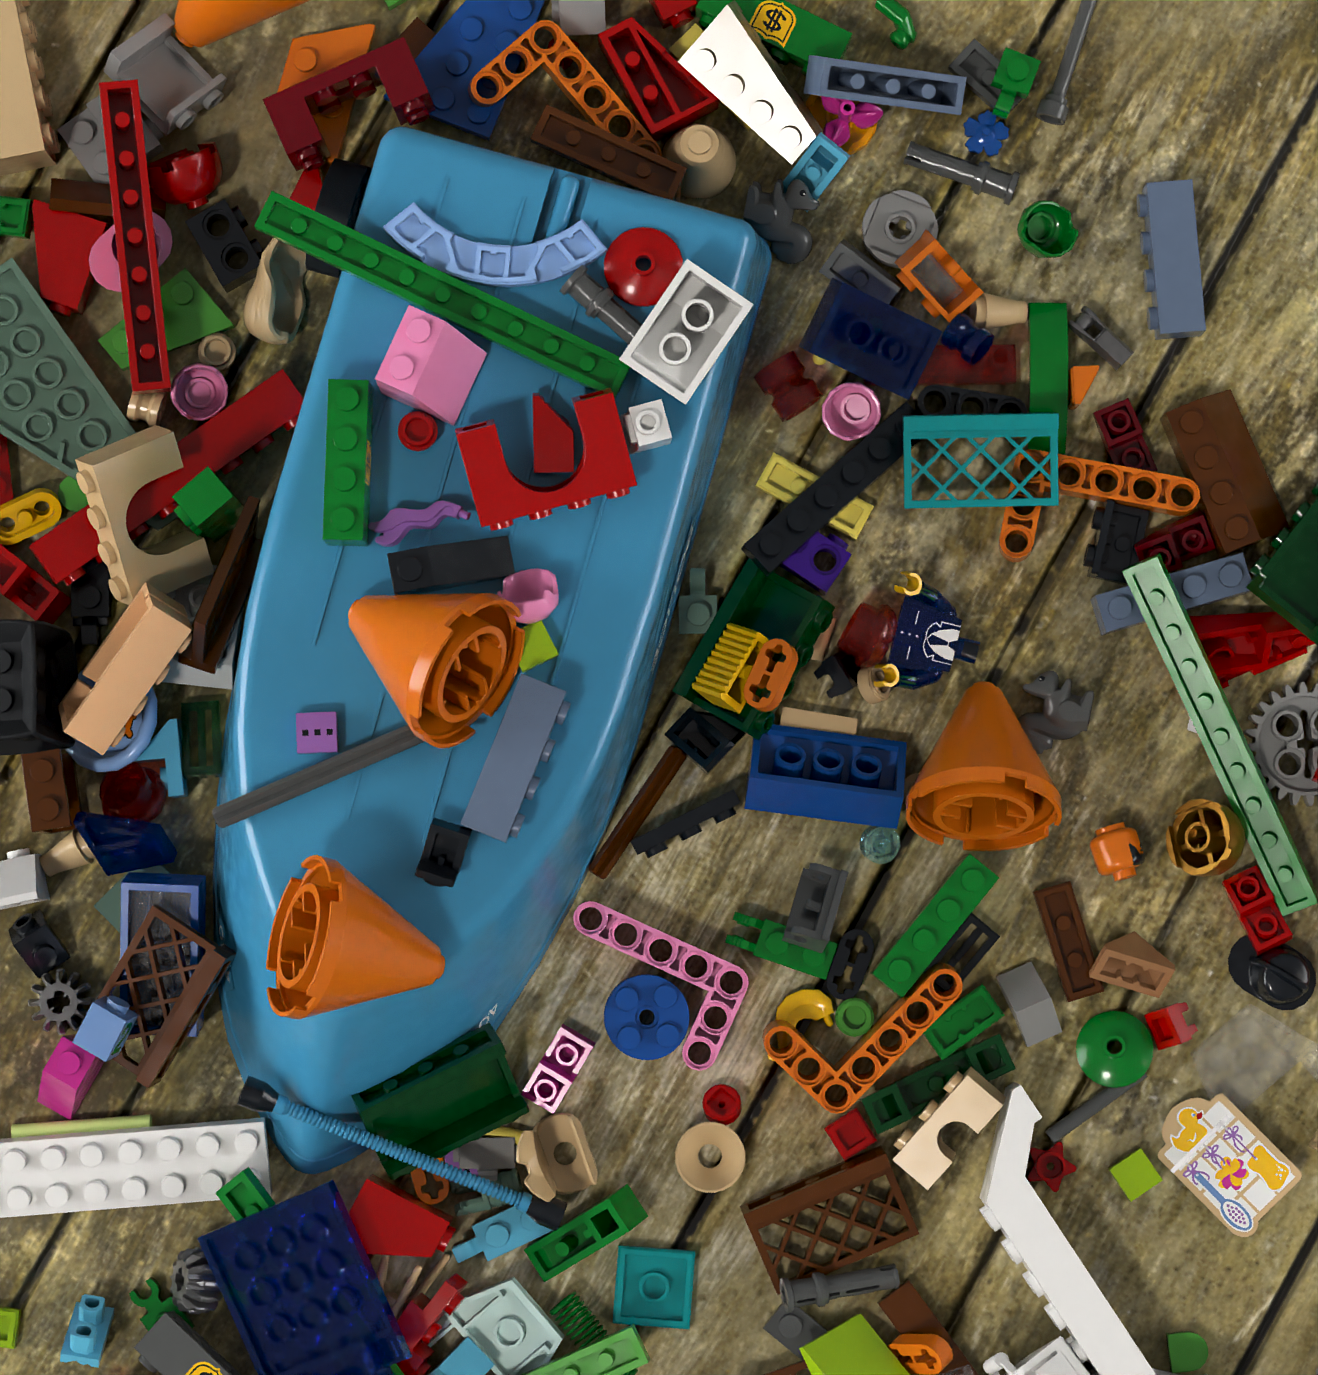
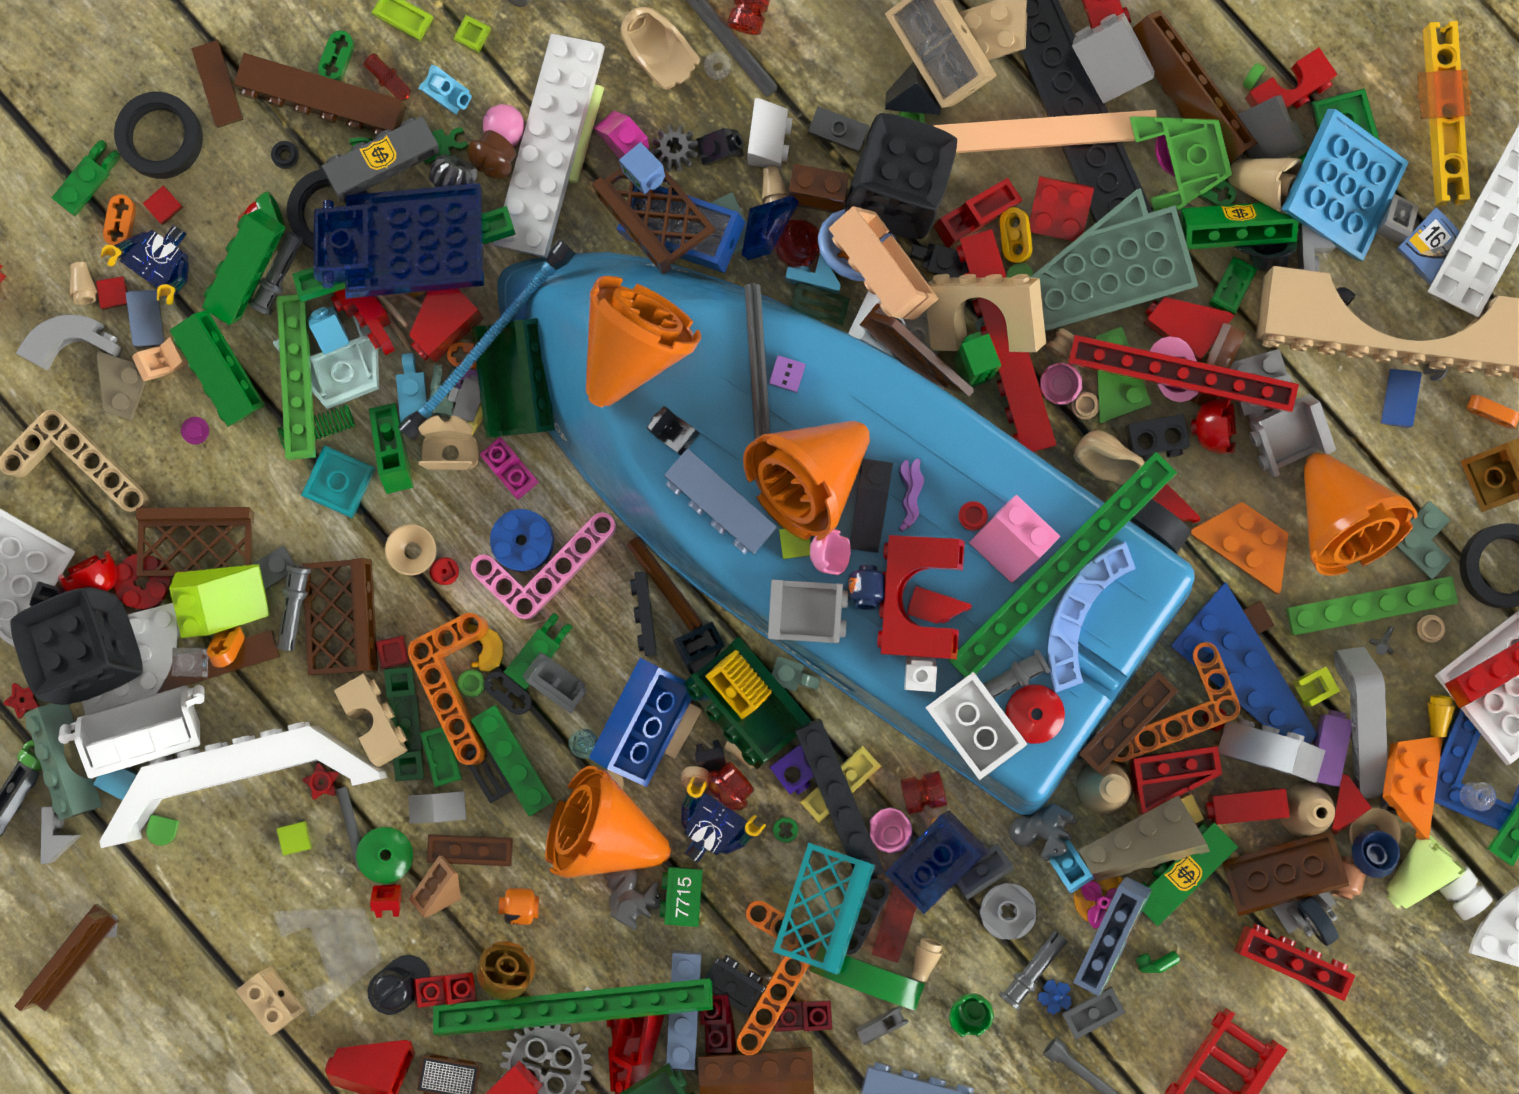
camera: 110 degrees right, 0 degrees up
(108, 1239) = (505, 121): none -> bright pink hair
(152, 1238) = (492, 155): none -> reddish brown piece
(348, 462) = (967, 459): green brick -> none
(386, 66) = (1229, 513): dark red plate -> none
(558, 533) = (866, 587): none -> dark blue head
(615, 599) = (807, 611): none -> light grey panel
(770, 675) = (723, 706): orange beam -> none
(893, 535) = (776, 829): none -> green bush
(938, 278) = (964, 925): orange window -> none
(967, 339) = (912, 930): clear blue wheel -> none
(1013, 78) = (1087, 1030): green plate -> none
(1029, 646) = (682, 896): none -> green brick
(1079, 382) = (854, 998): orange slope -> none
(1226, 1161) = (279, 904): sticker -> none

